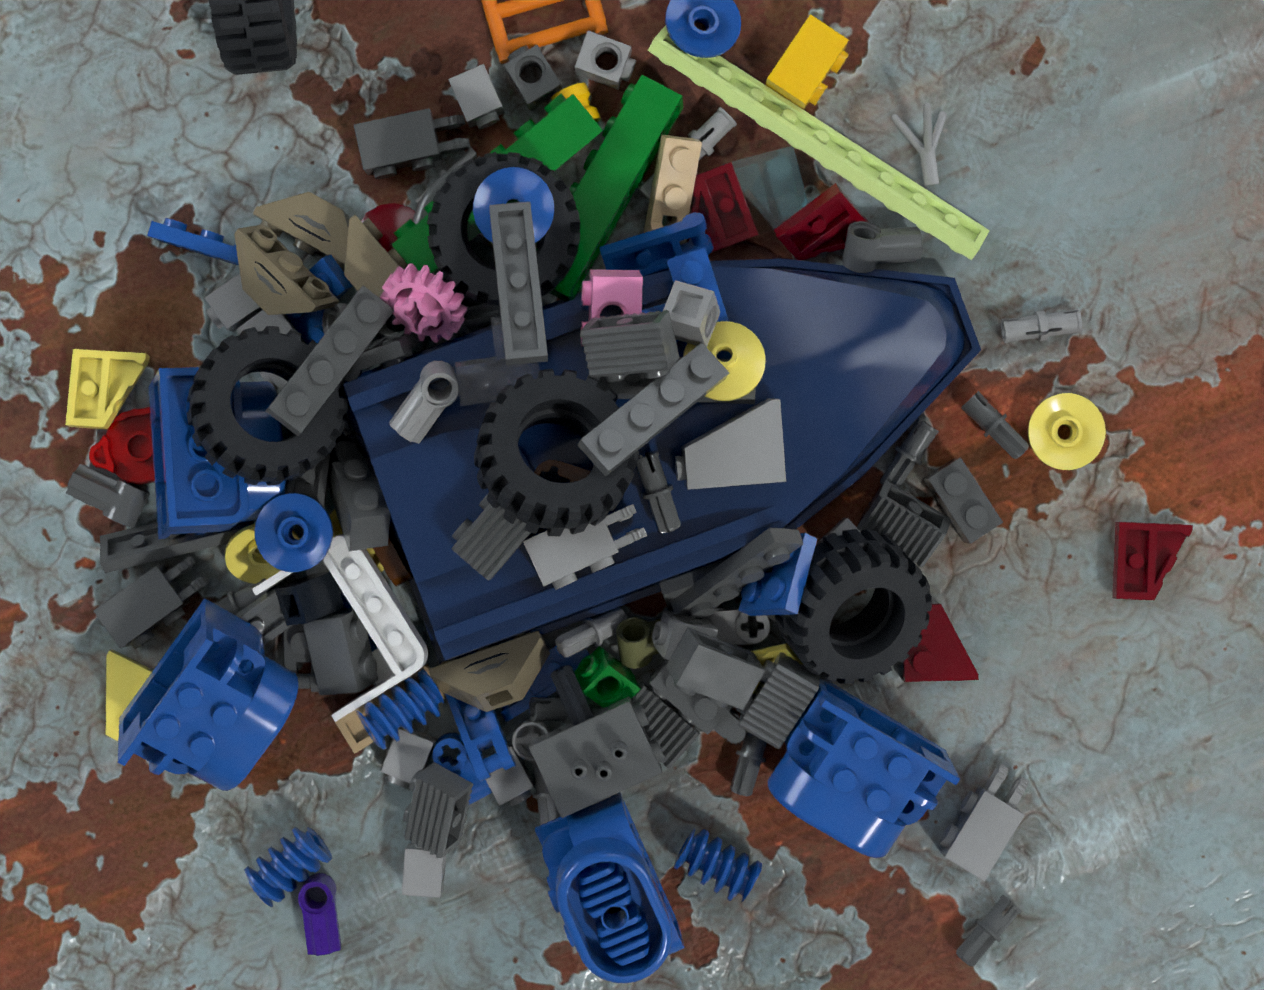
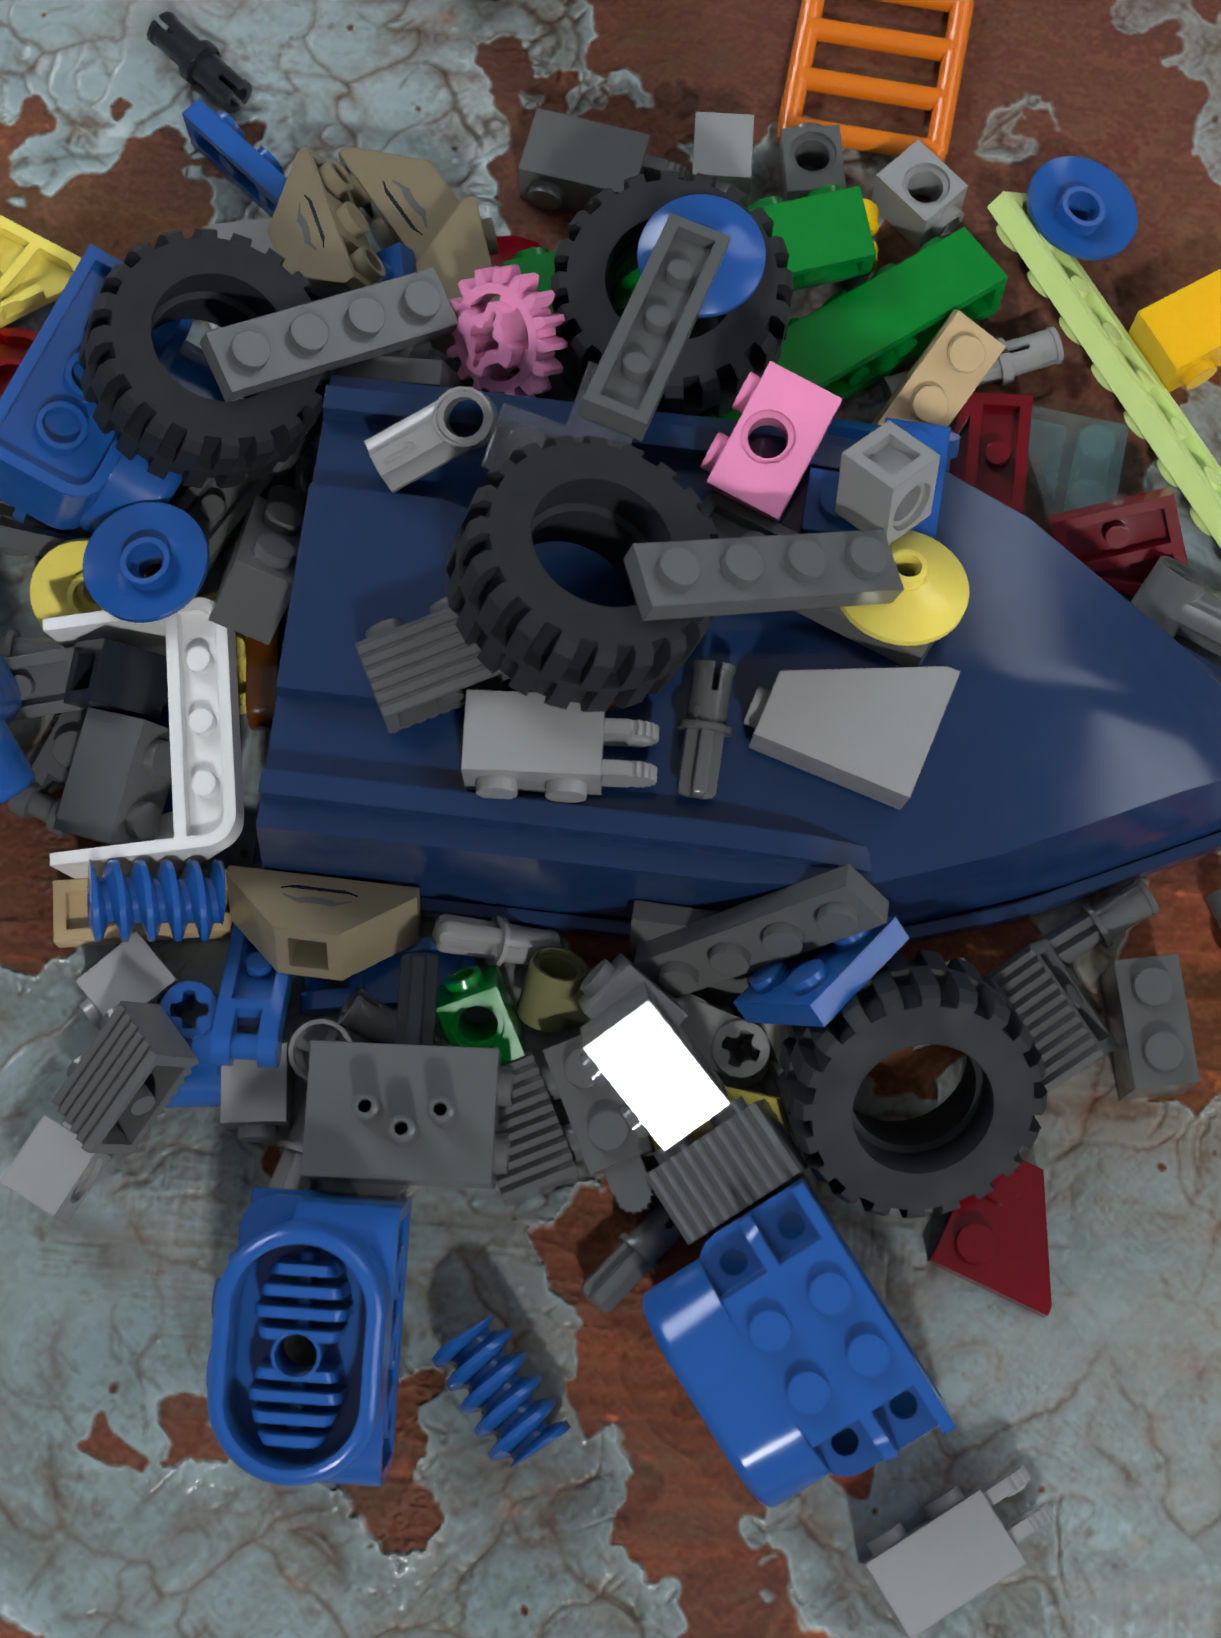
camera: 30 degrees right, 15 degrees down
(132, 187) = (199, 62): none -> black pin
(630, 345) = (775, 470): dark grey brick -> none

